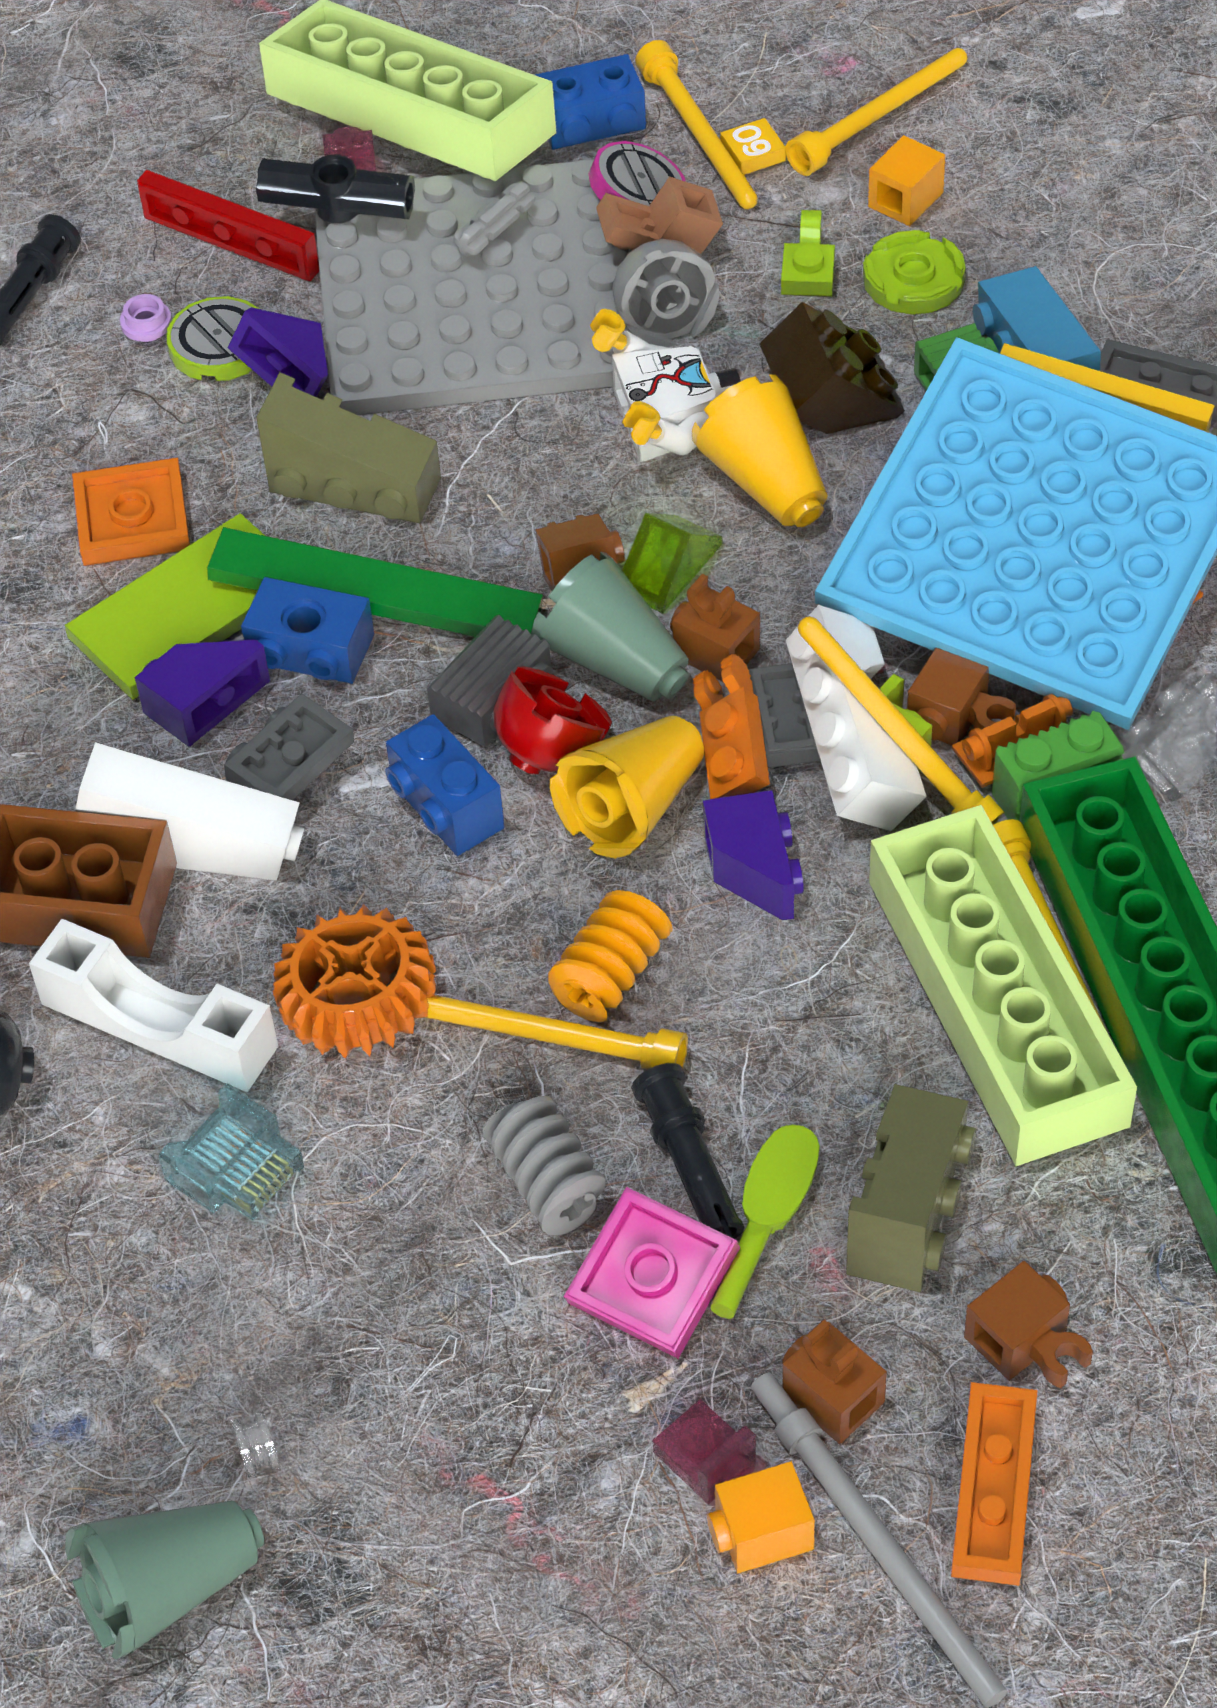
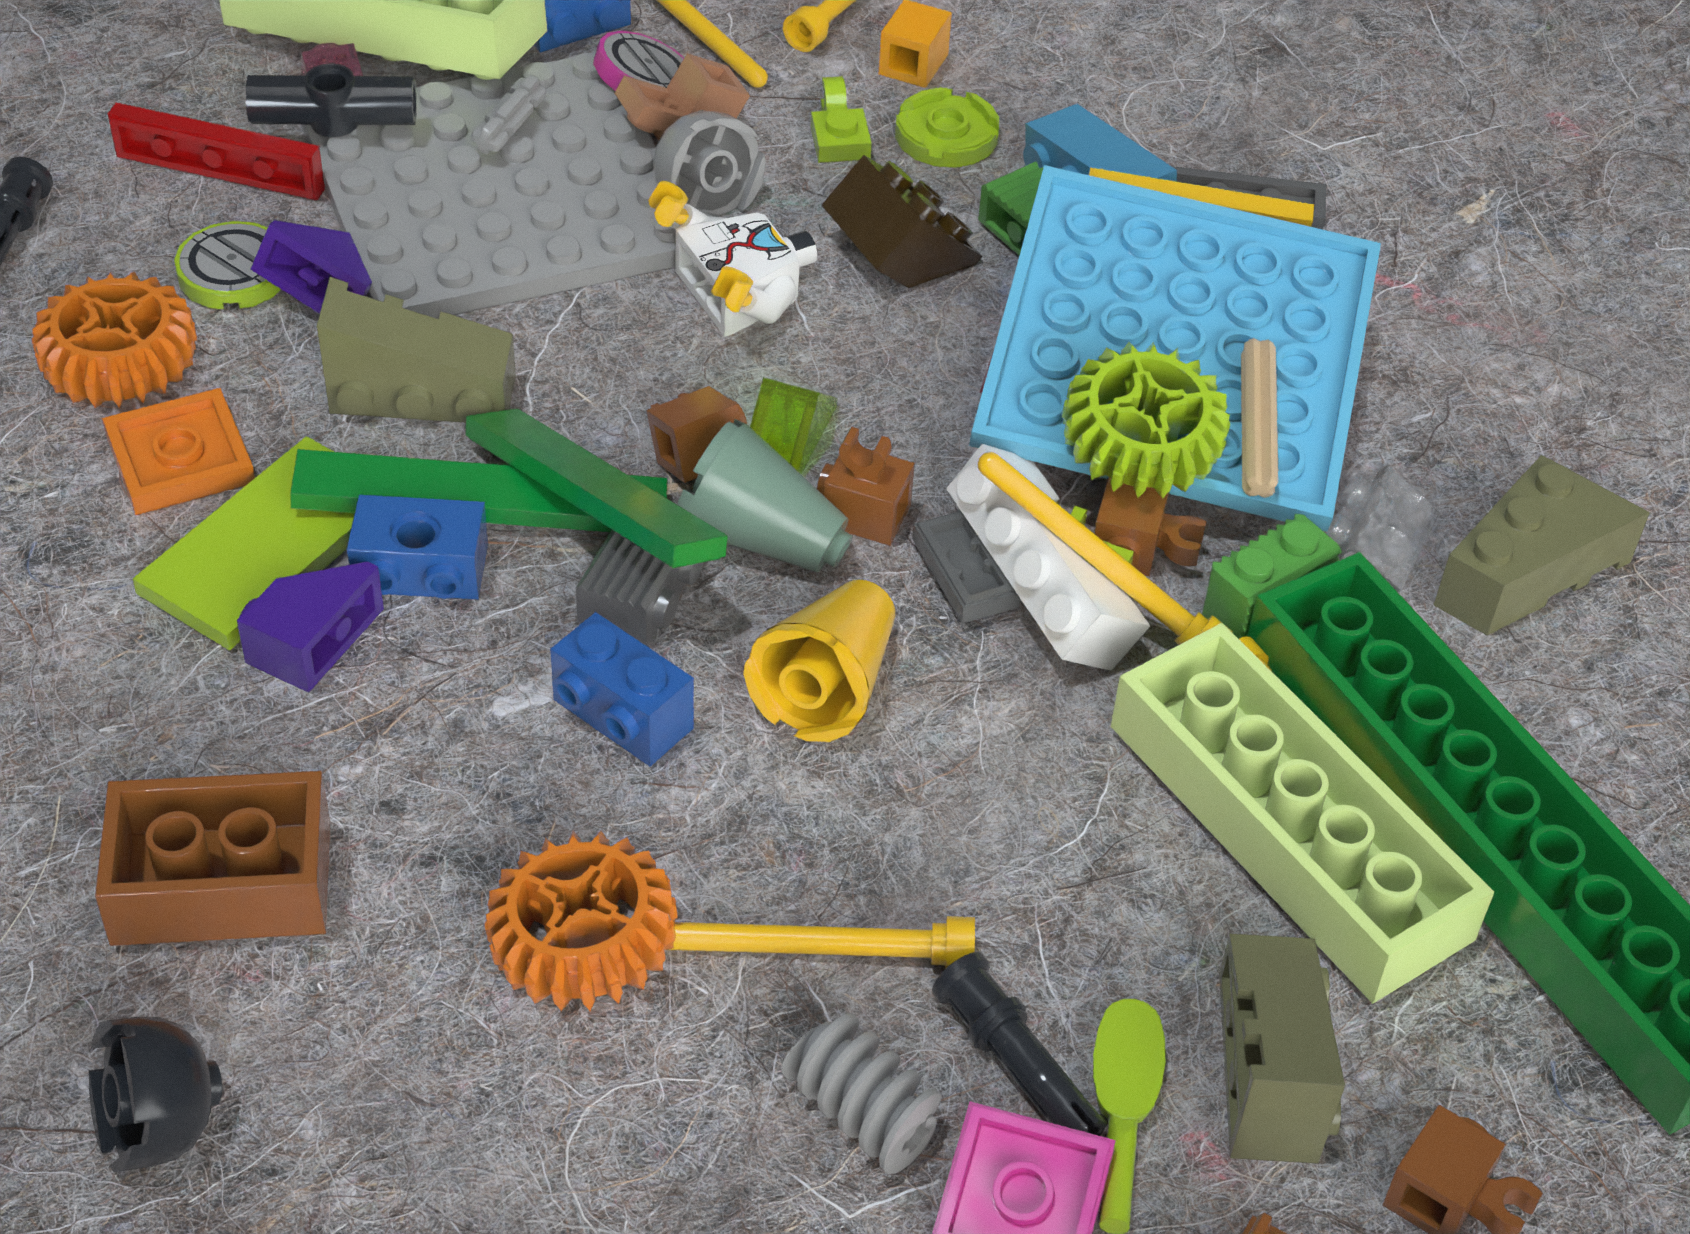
camera: 20 degrees left, 5 degrees down
(96, 984) = (275, 973): white arch -> none
(98, 400) = (114, 339): none -> orange gear
(145, 318) = (146, 252): lavender plate -> none
(209, 820) = (370, 765): white slope -> none
(232, 1157) = (492, 1150): clear light blue piece -> none
(289, 749) = (432, 681): dark grey bracket -> none
(466, 598) = (597, 488): none -> green tile
(543, 721) = (718, 609): red cylinder -> none
(608, 954) = (862, 845): light orange piece -> none
(731, 731) = (922, 594): orange hinge -> none
(749, 852) = (979, 711): dark purple slope -> none
(754, 146) = (750, 27): yellow tile -> none
(764, 449) = (862, 305): yellow cone -> none
(936, 607) = (1151, 405): none -> lime gear
(979, 748) = (1188, 569): orange hinge -> none
(1085, 613) = (1259, 418): none -> tan axle

